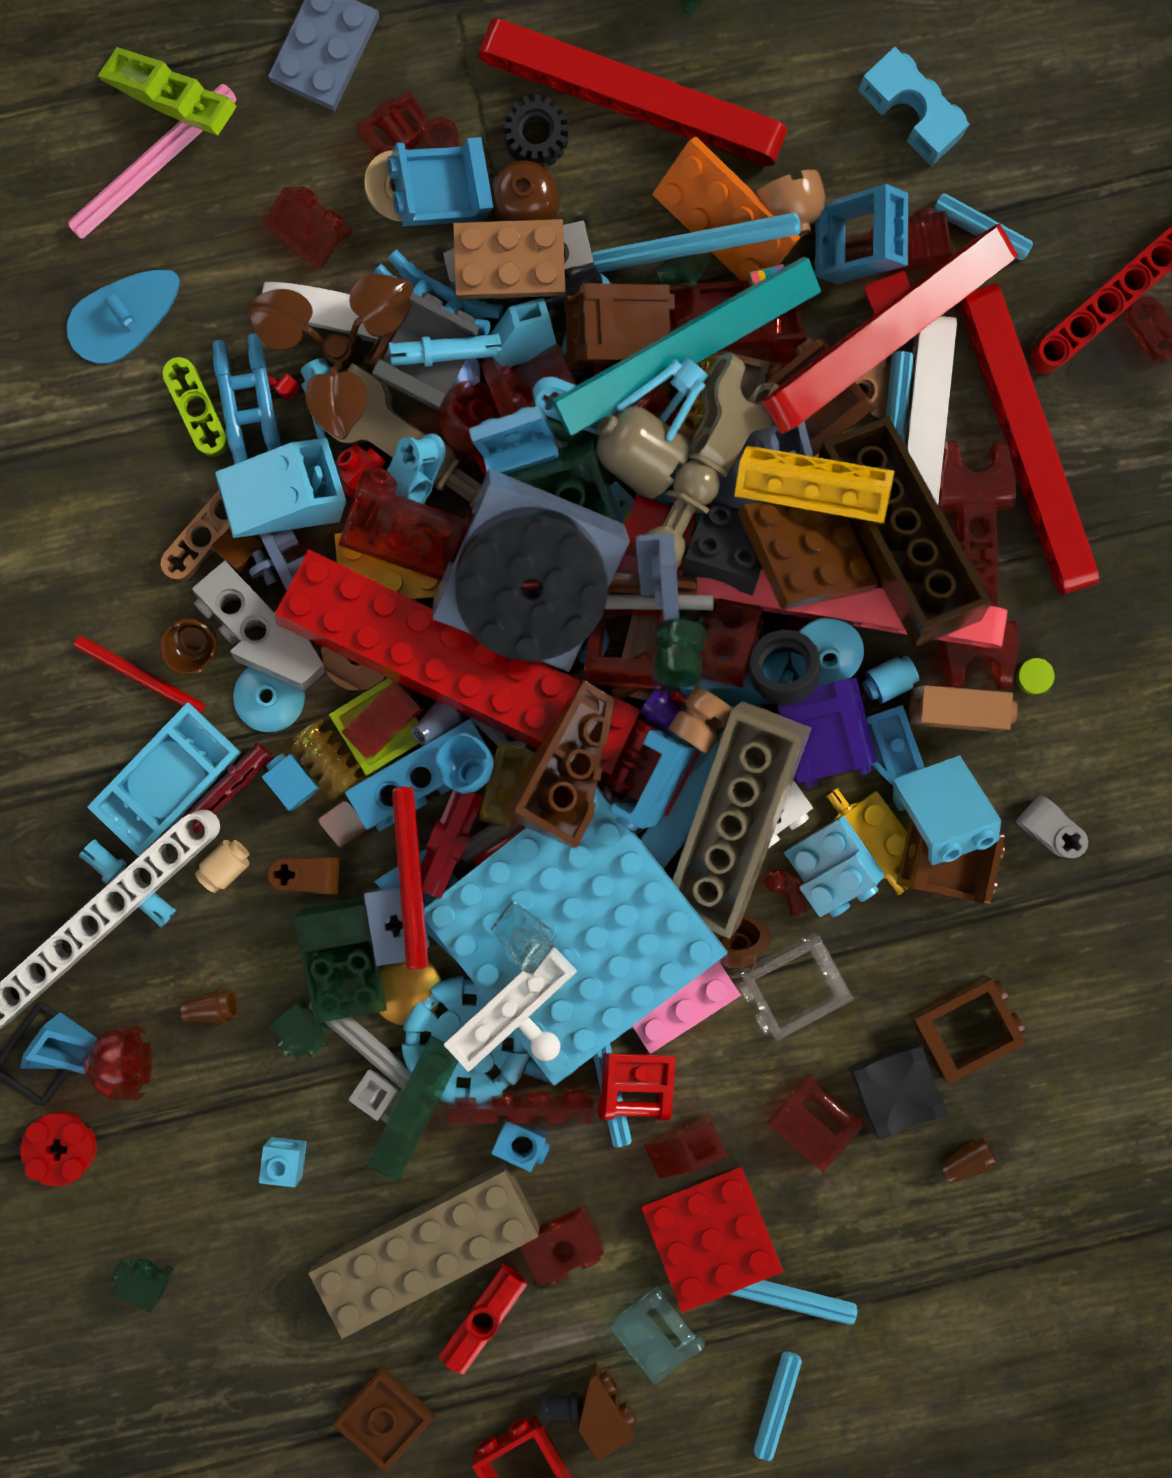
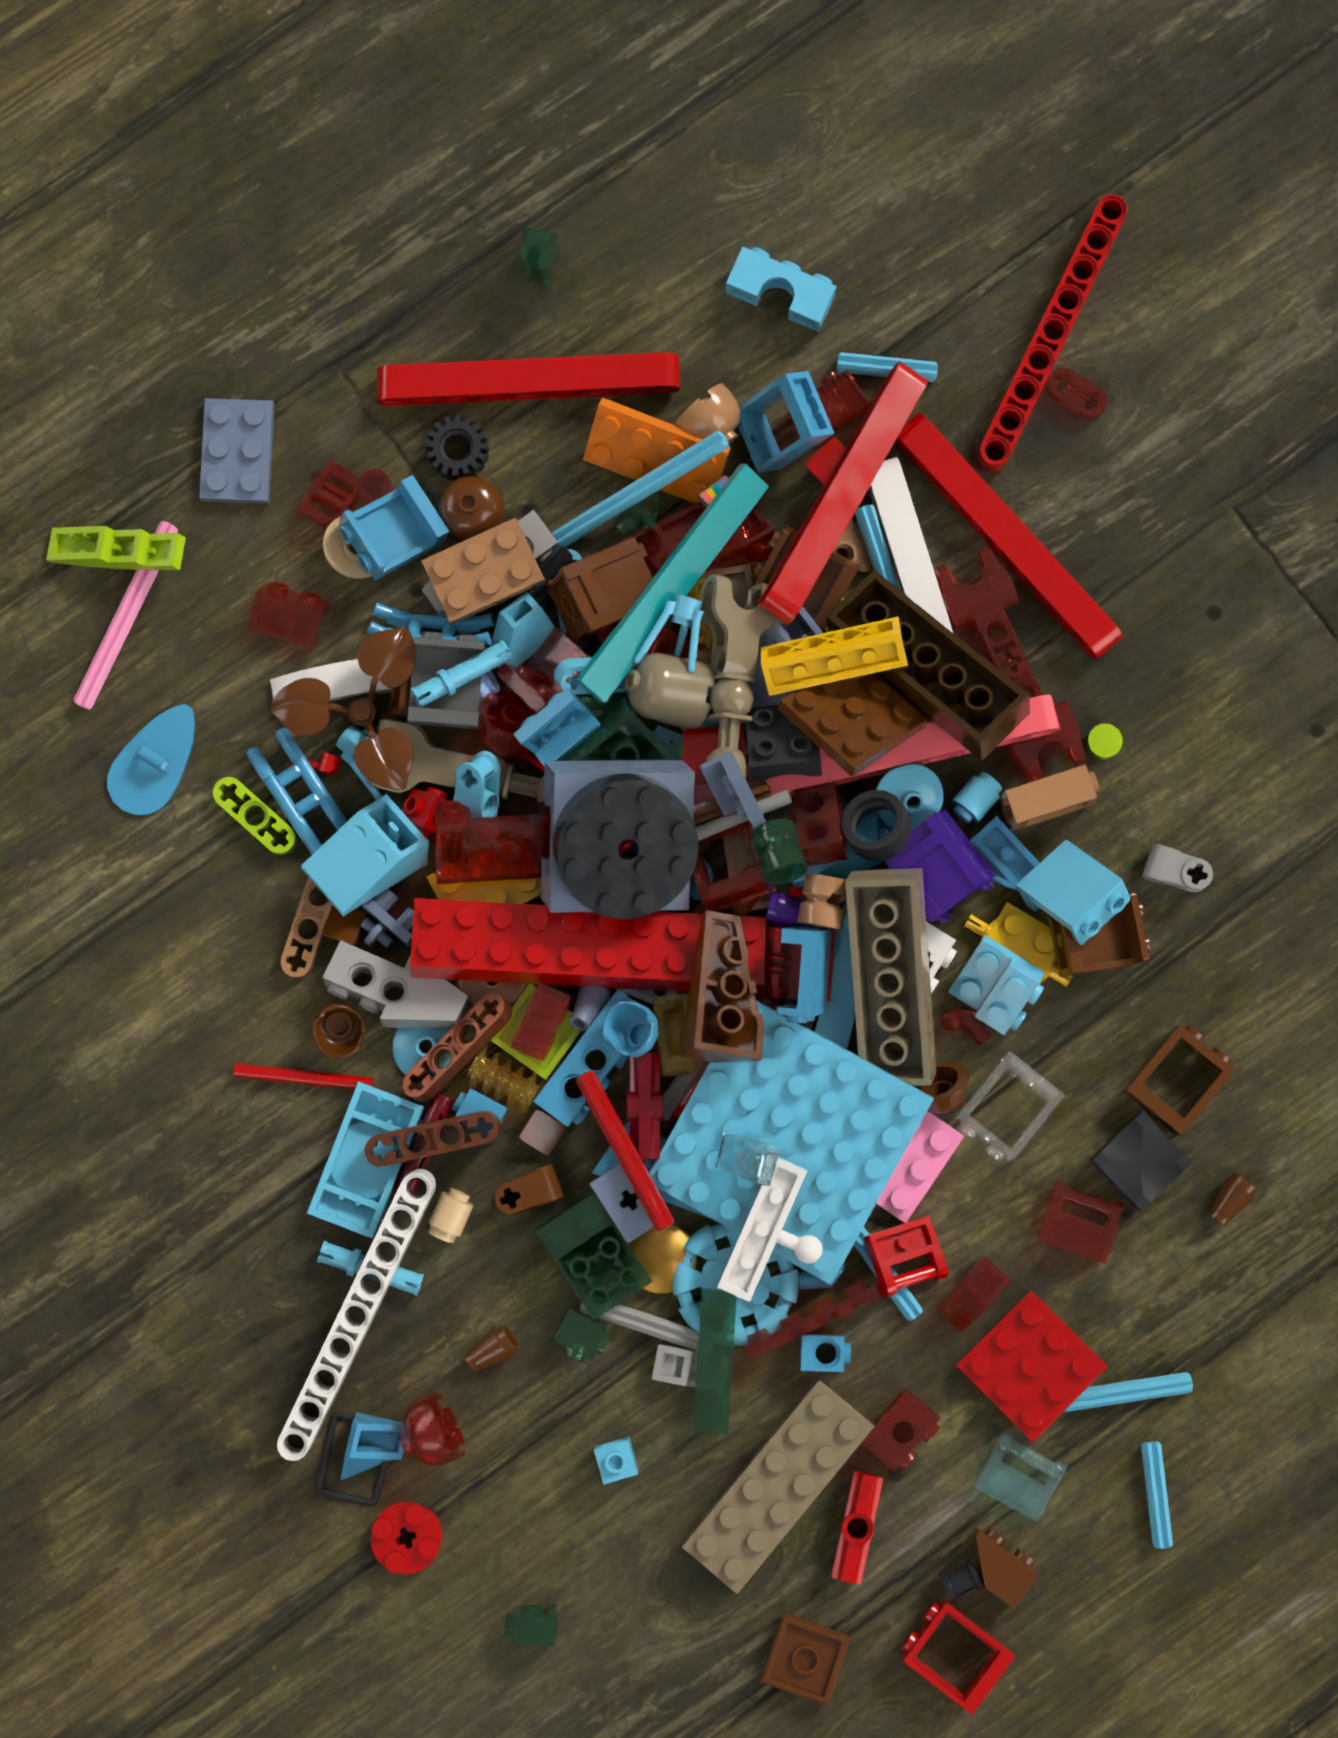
camera: 15 degrees left, 5 degrees down
(232, 791) = (433, 1141): none -> copper beam
(293, 705) = (453, 1043): none -> copper beam

